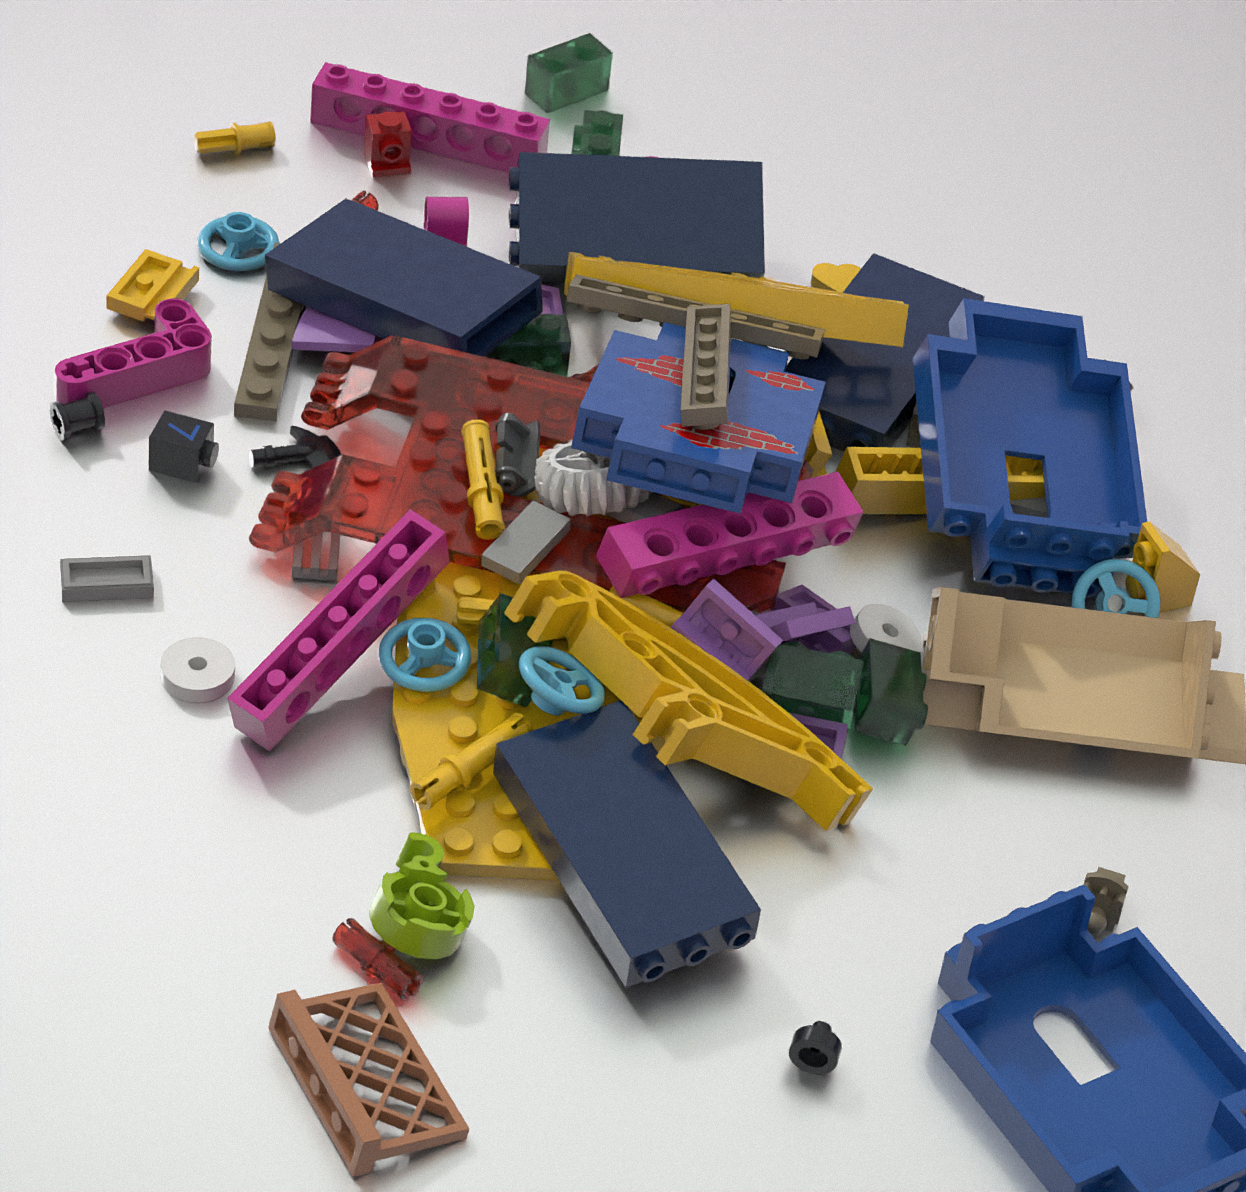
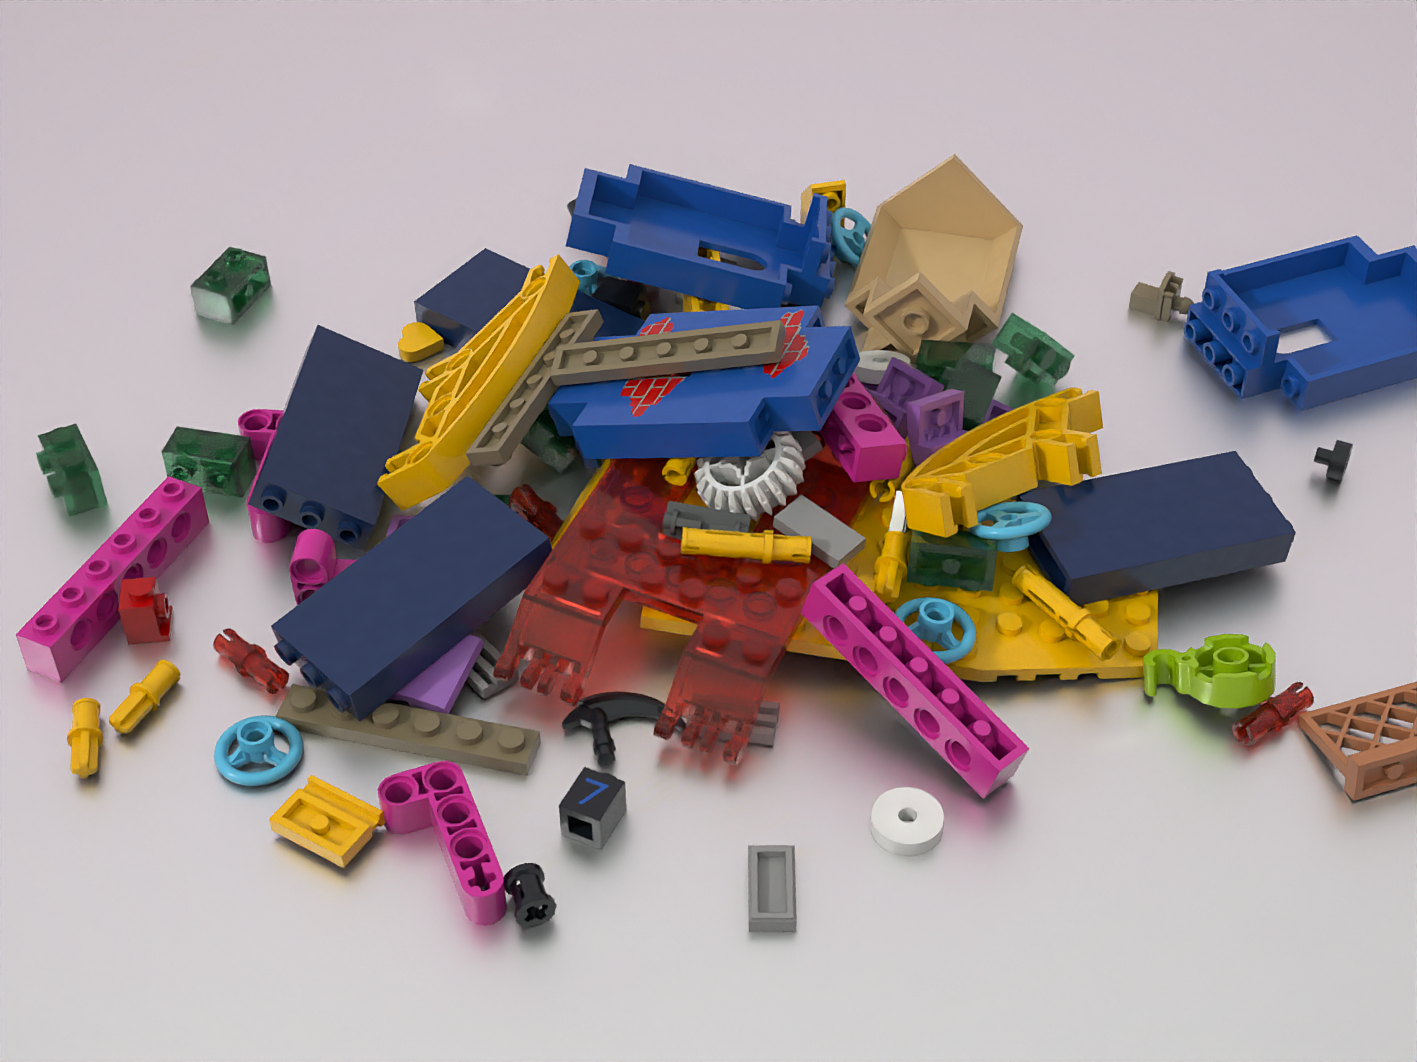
camera: 75 degrees left, 0 degrees up
(289, 165) = (144, 697): none -> yellow axle
(882, 135) = (230, 285): none -> clear green brick
(925, 748) = (1032, 351): none -> clear green brick

